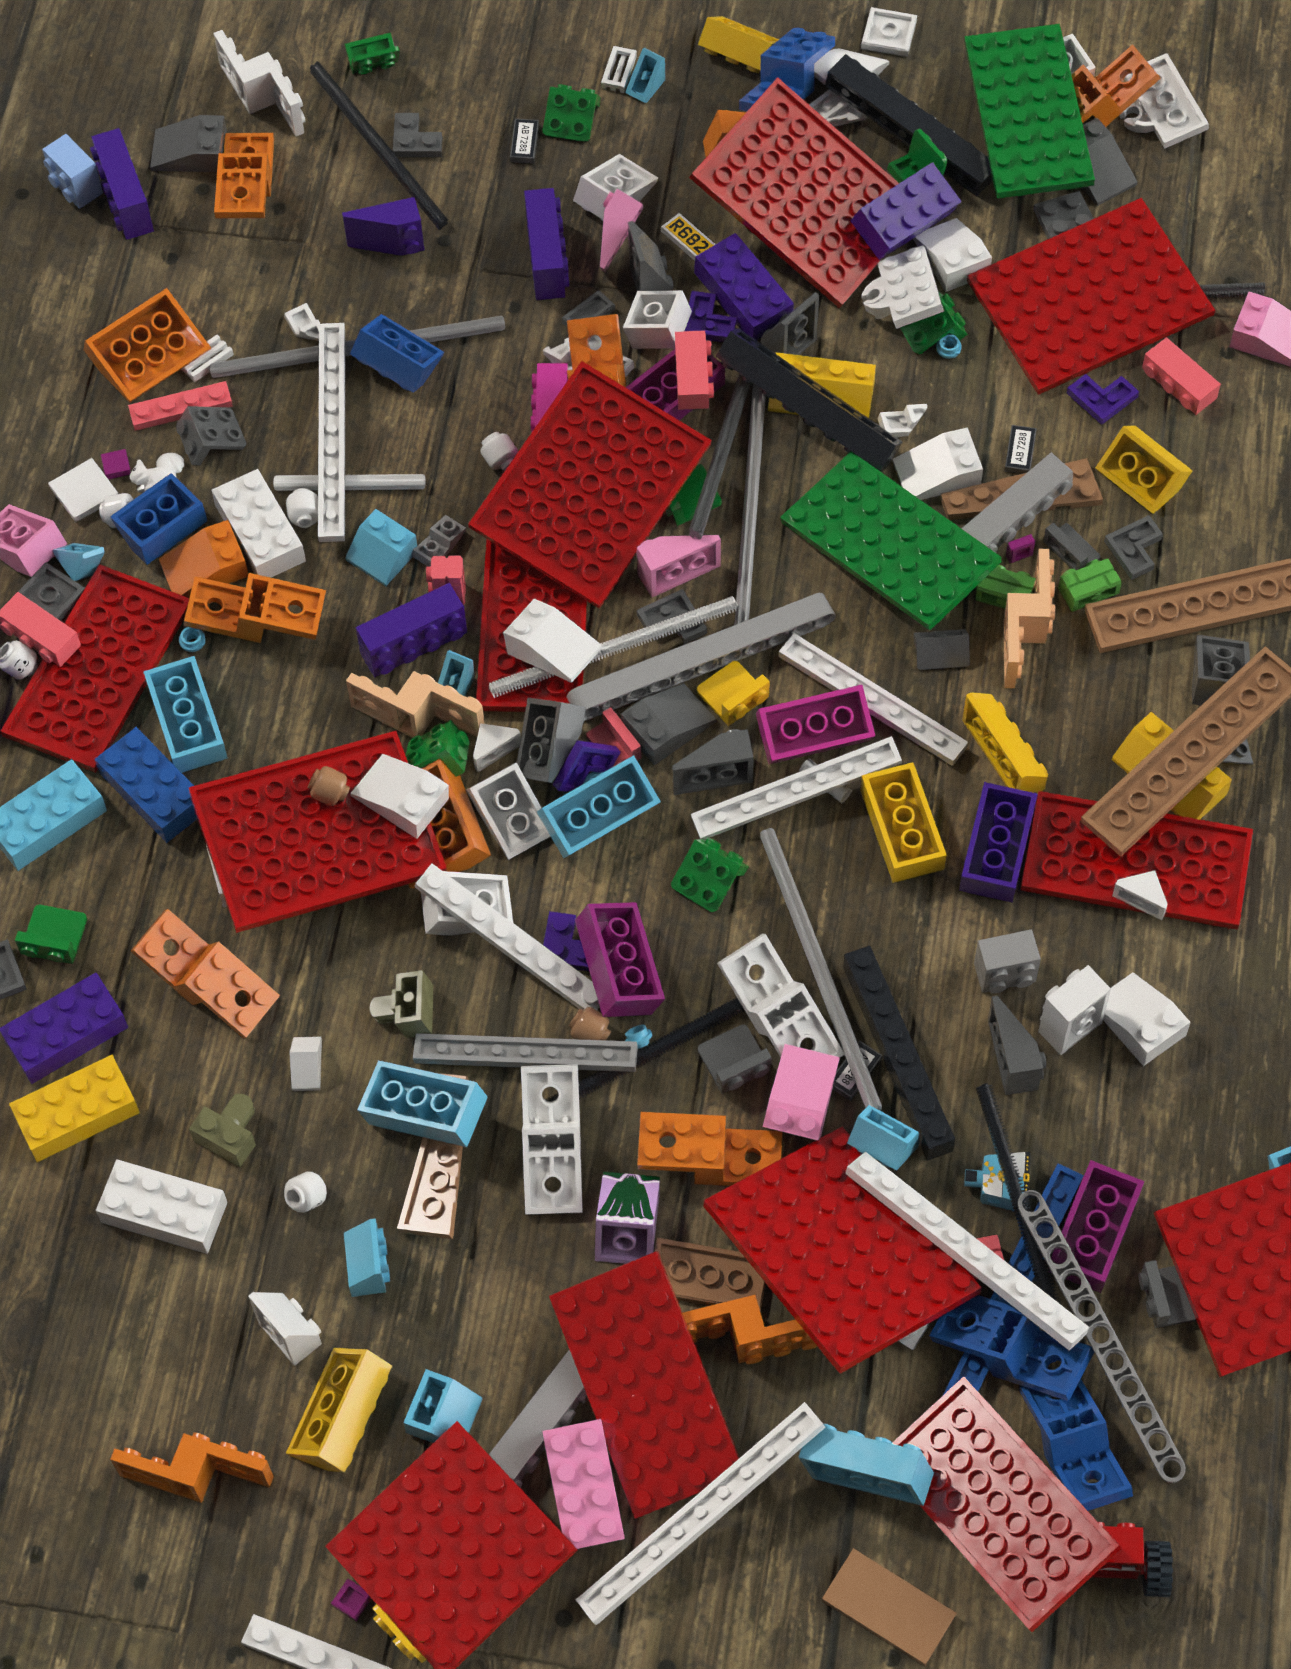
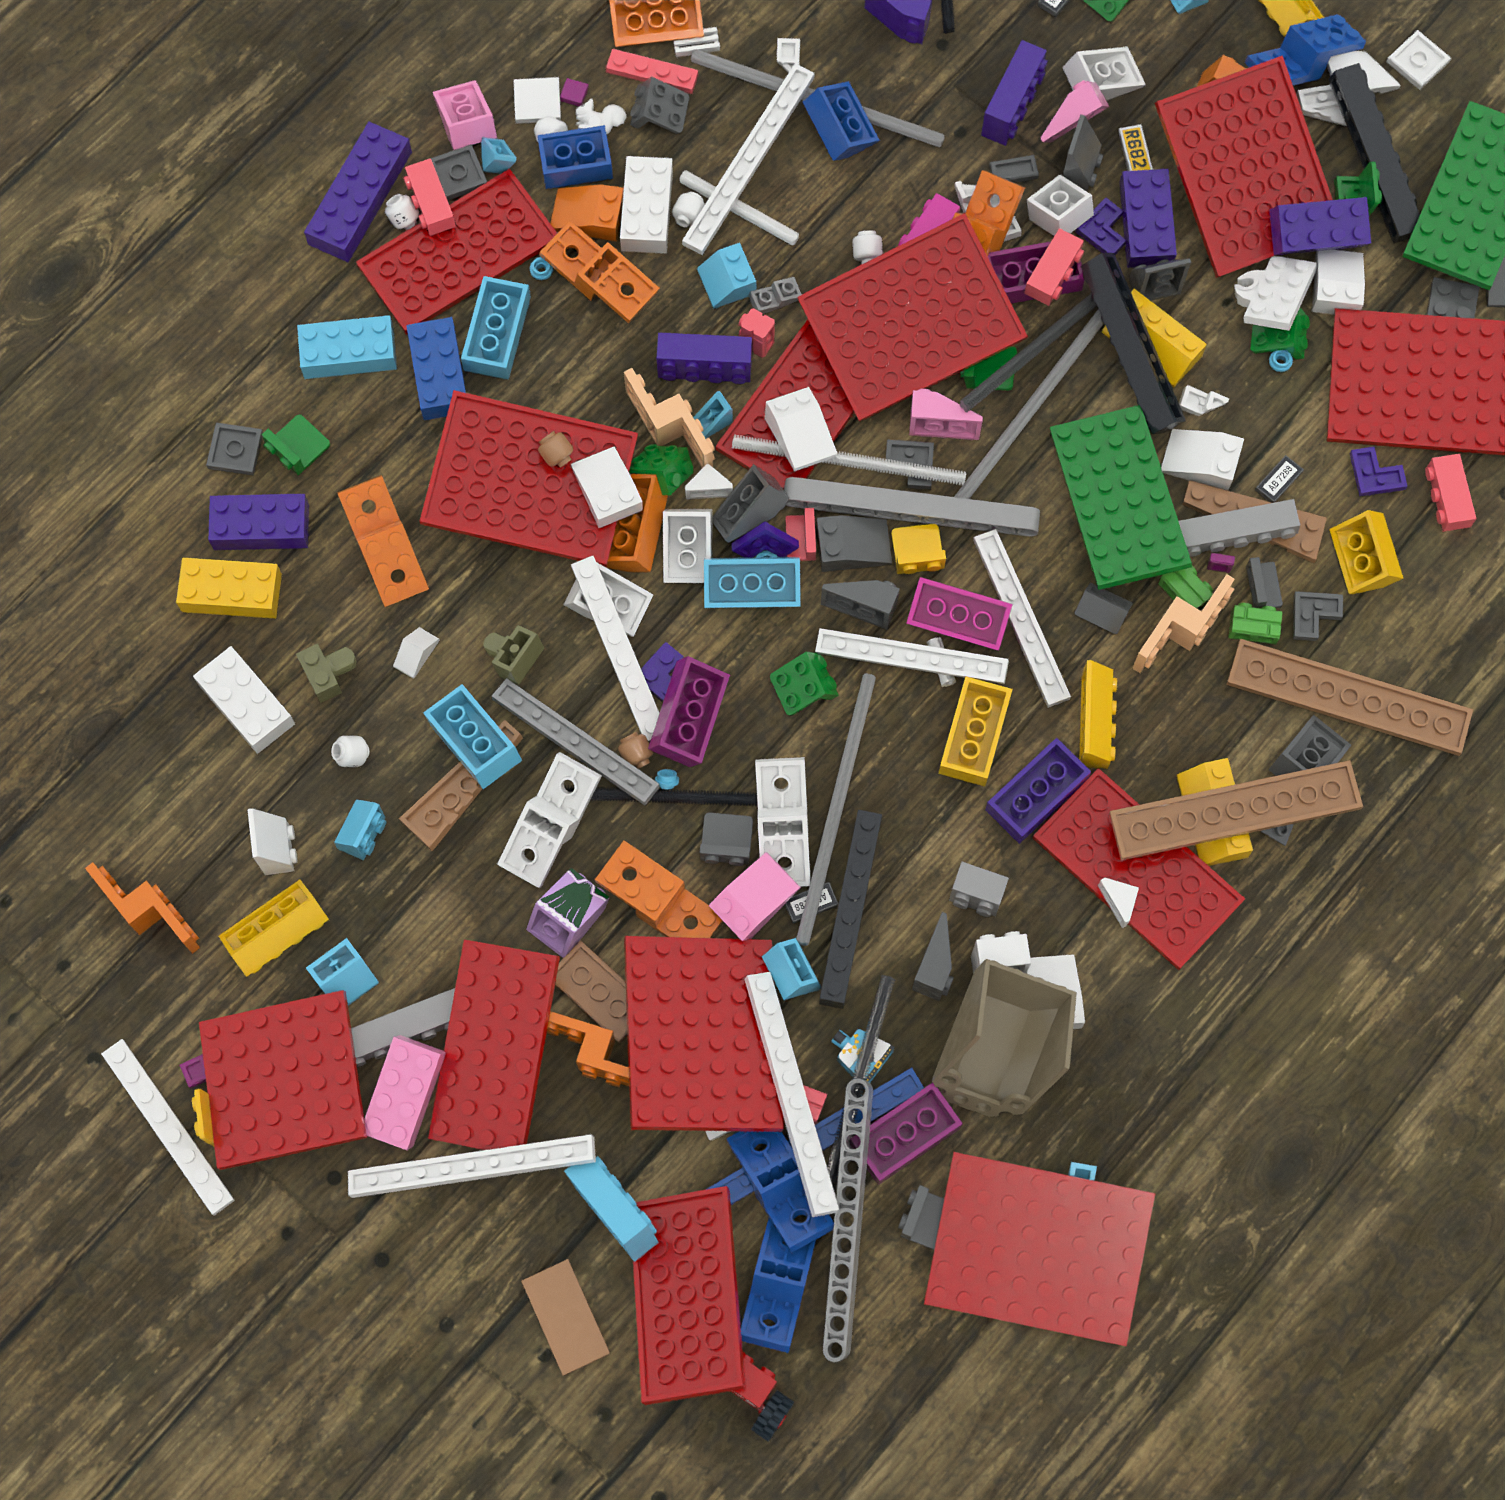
camera: 30 degrees right, 10 degrees up
(1138, 1077) = (1006, 1041): none -> dark tan windscreen

